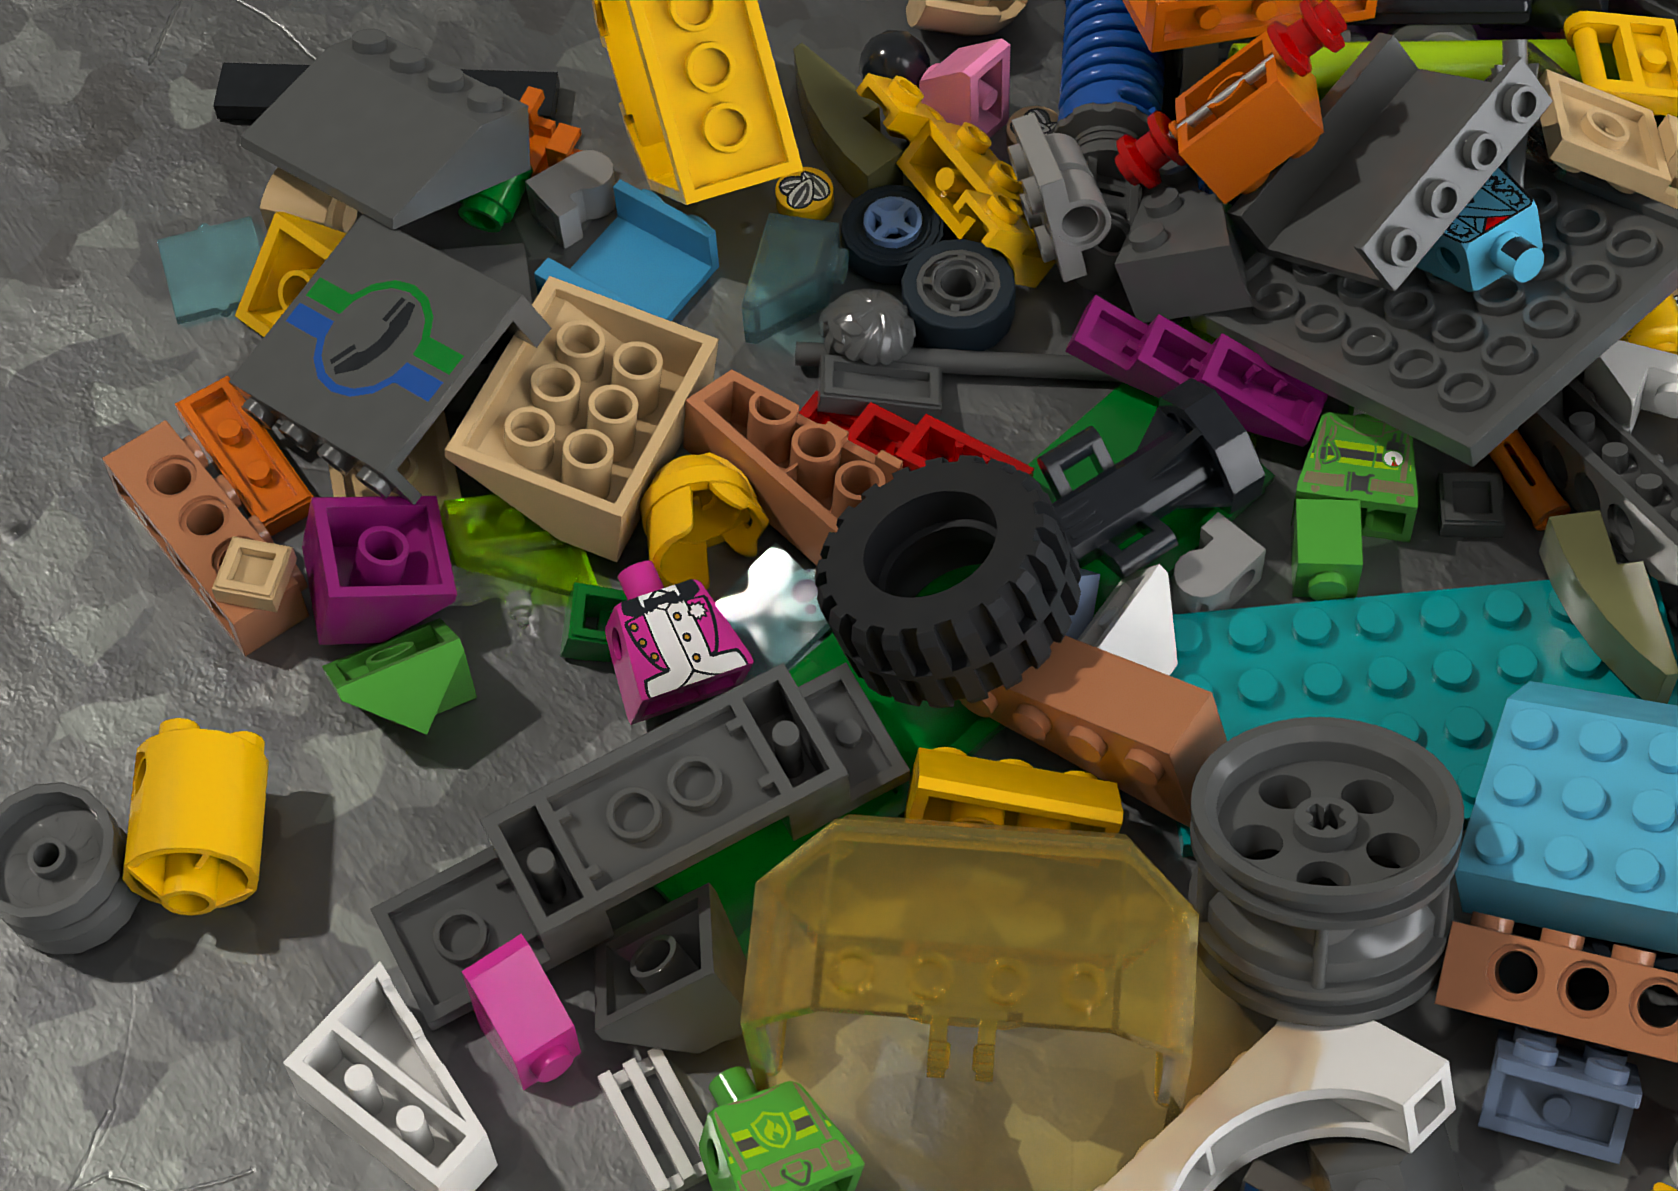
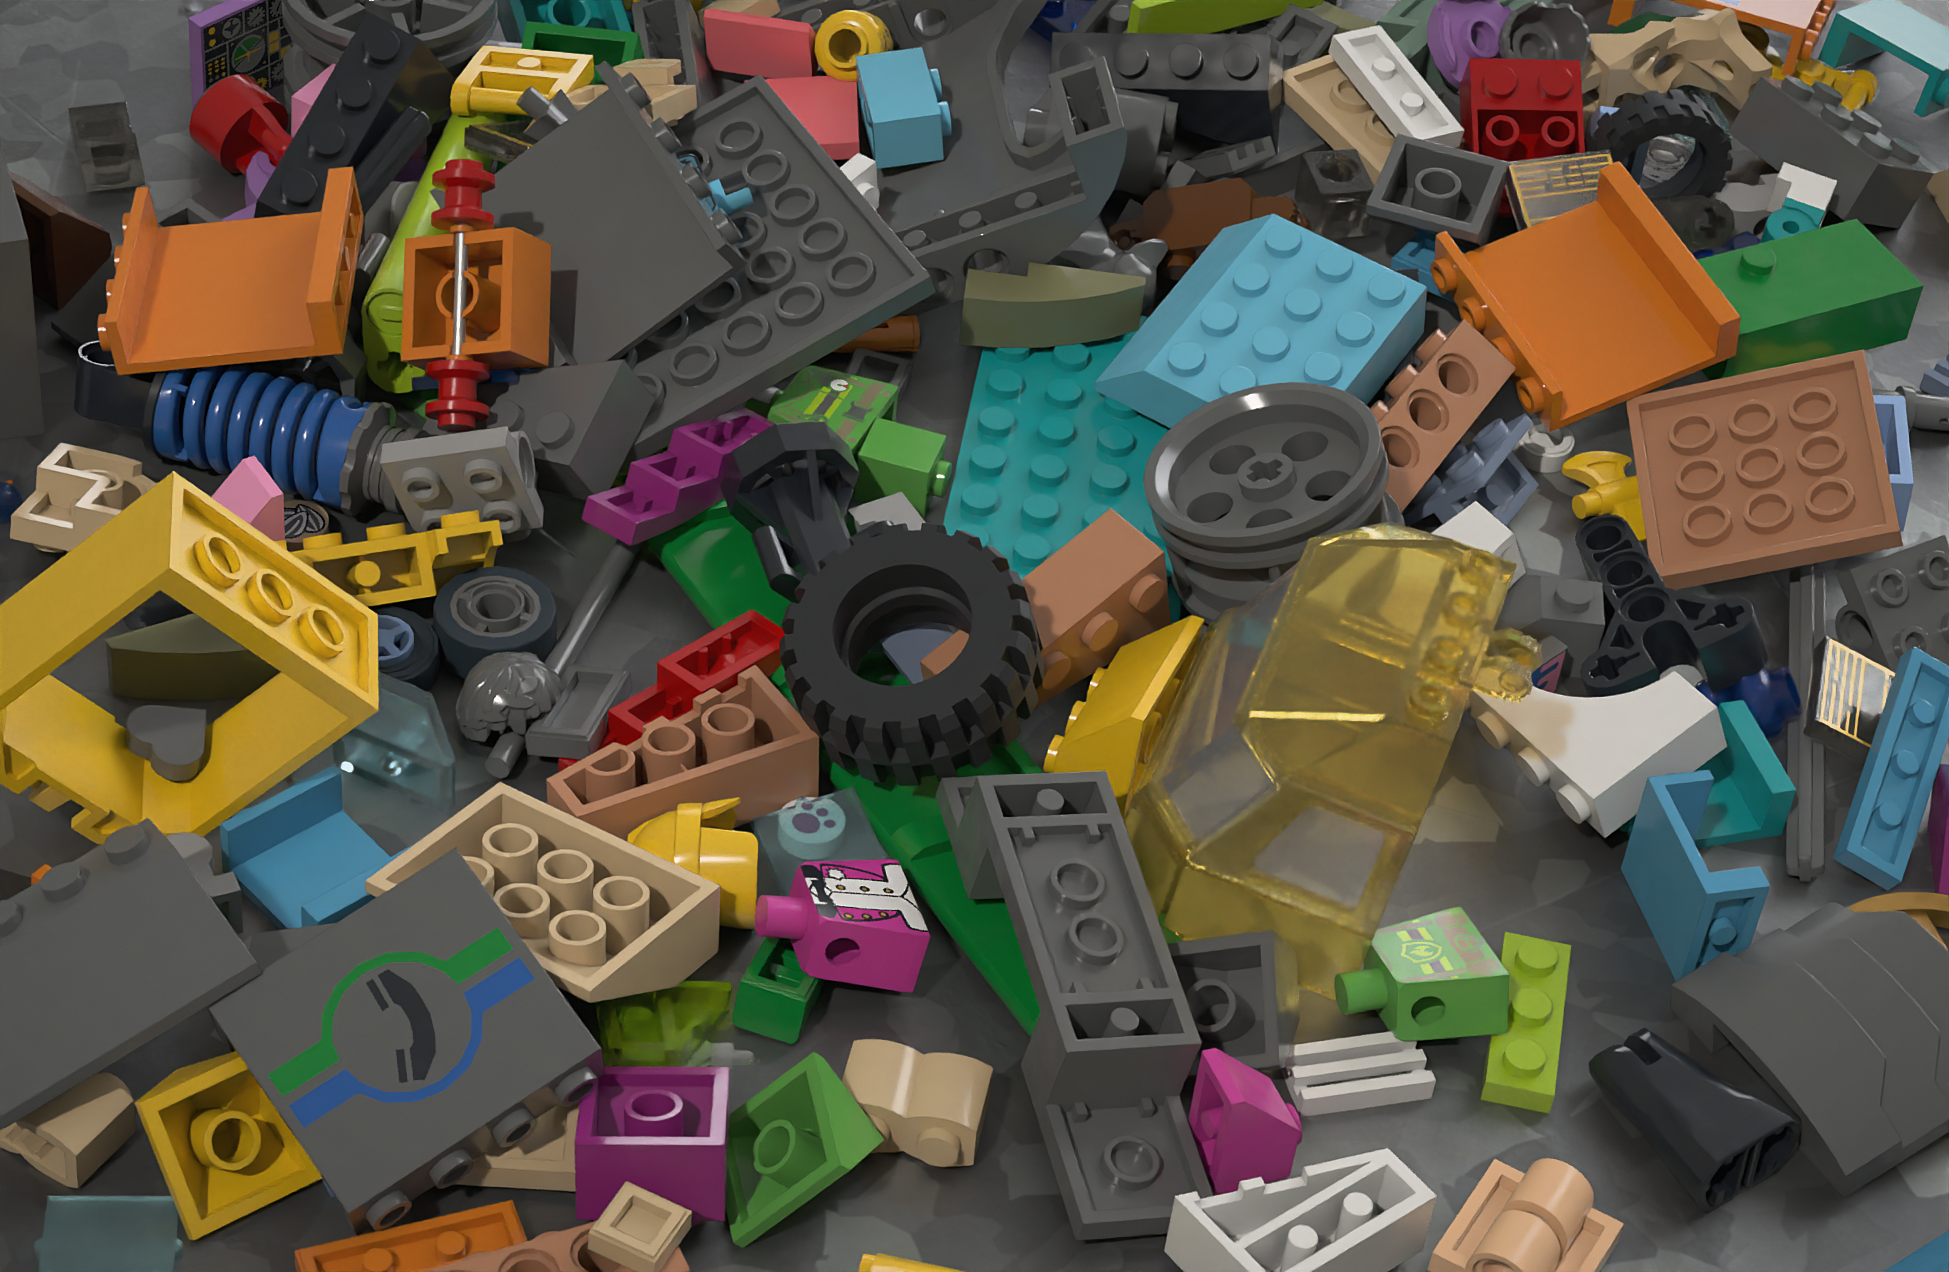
camera: 85 degrees left, 15 degrees down
(490, 749) = (921, 1101): none -> tan brick

